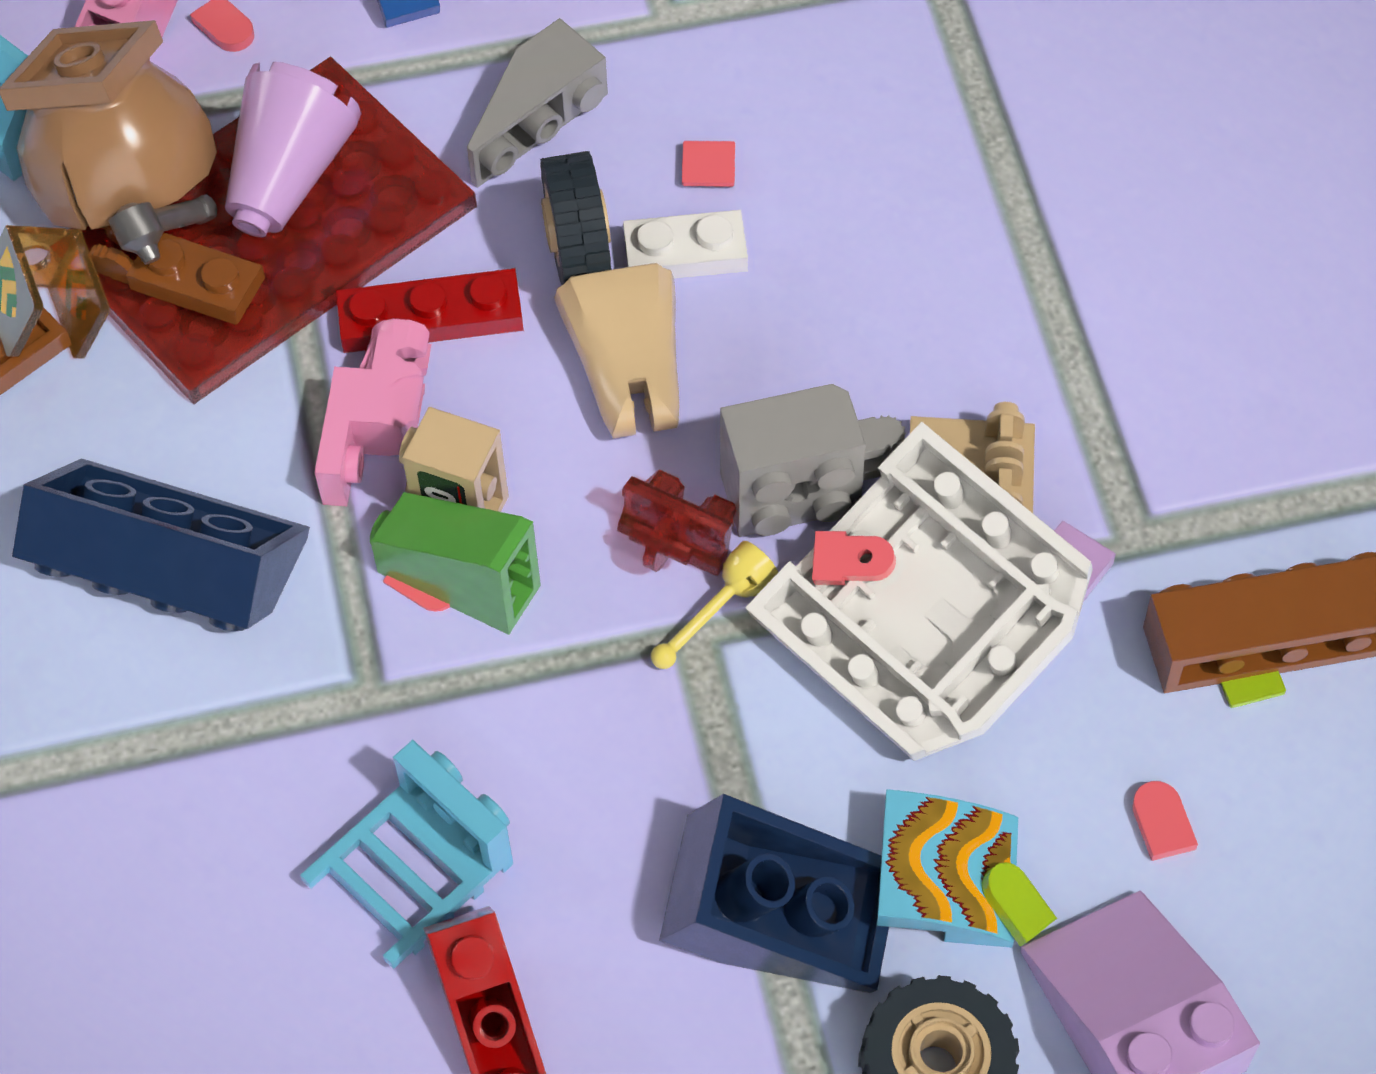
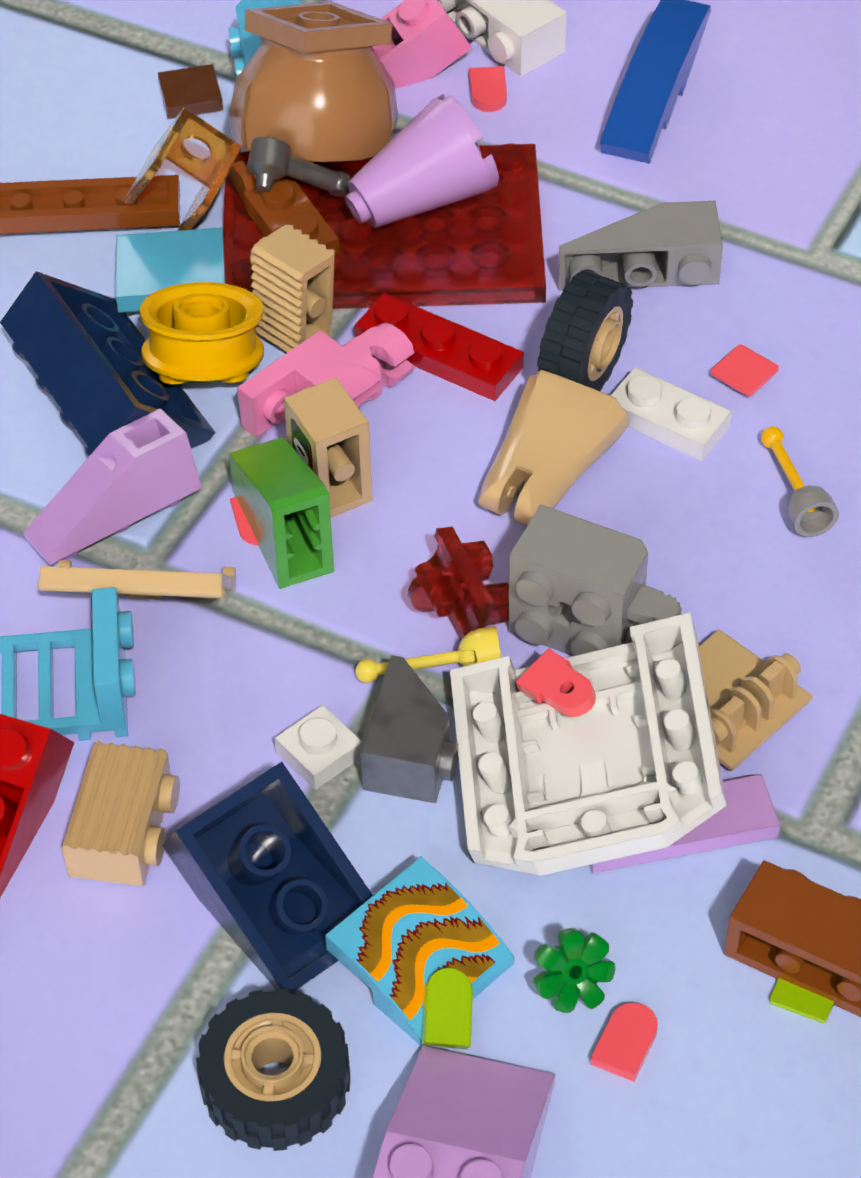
camera: 40 degrees right, 10 degrees down
(113, 395) = (165, 259): none -> medium azure tile
(223, 439) = (202, 332): none -> yellow wheel
(271, 344) = (294, 285): none -> tan brick
(290, 645) = (121, 482): none -> lavender slope
(406, 718) = (137, 583): none -> tan door
(595, 939) = (120, 814): none -> tan brick
(690, 754) = (318, 747): none -> white plate
(764, 690) = (407, 739): none -> flat silver slope
(882, 256) = (810, 506): none -> light grey hinge
(1082, 794) = (573, 970): none -> green plant

